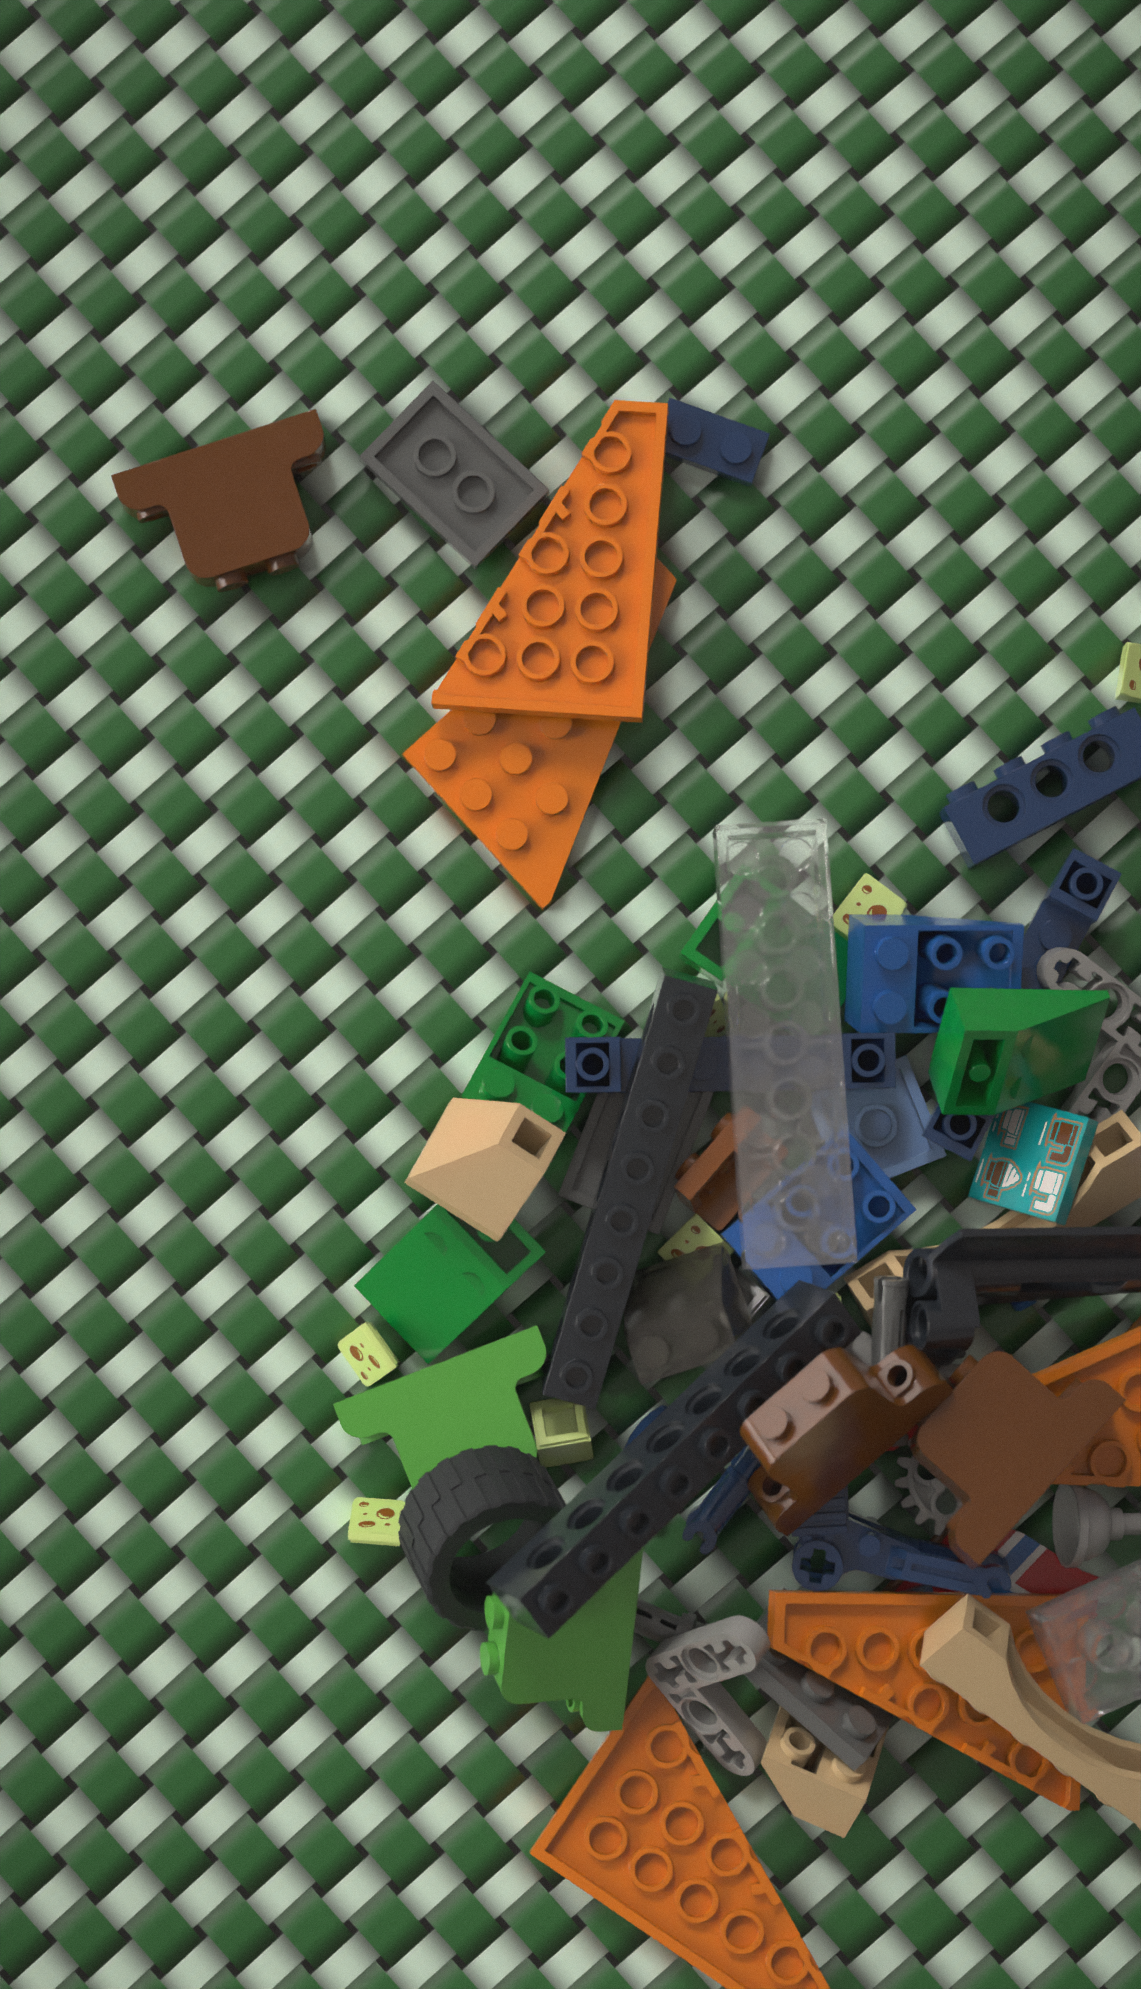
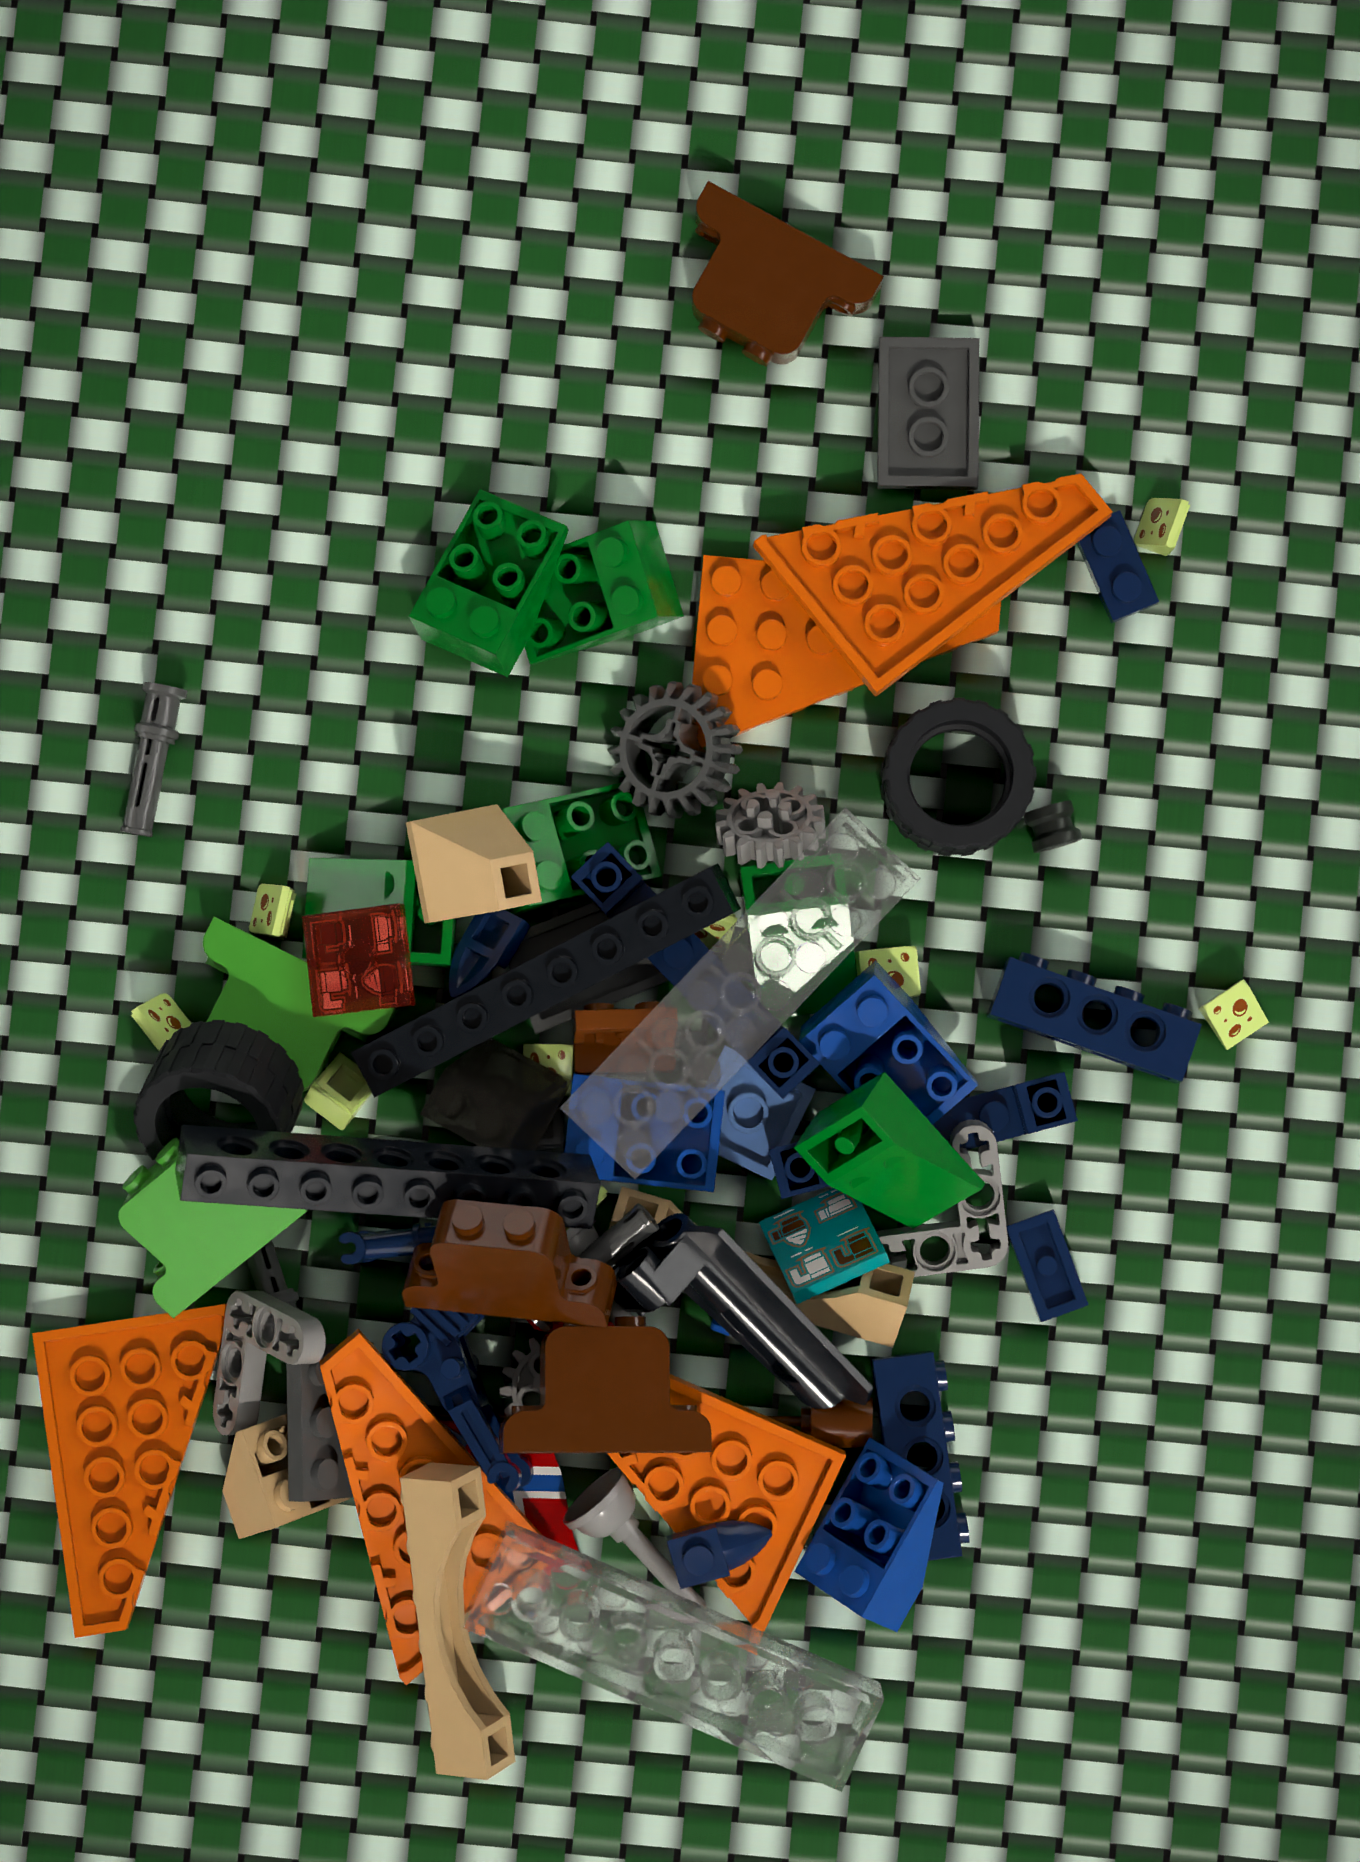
camera: 50 degrees right, 0 degrees up
(142, 1316) = (155, 734): none -> dark grey pin
(270, 941) = (490, 583): none -> green slope
(350, 867) = (605, 591): none -> green slope
(476, 1321) = (358, 960): none -> clear red tile
(528, 898) = (667, 768): none -> dark grey gear
(556, 1214) = (485, 944): none -> dark blue plate
(666, 898) = (769, 824): none -> light grey gear
(711, 375) = (1161, 524): none -> yellowish green slope
(781, 654) = (969, 717): none -> black tyre
(870, 679) = (1052, 826): none -> pearl dark grey wheel

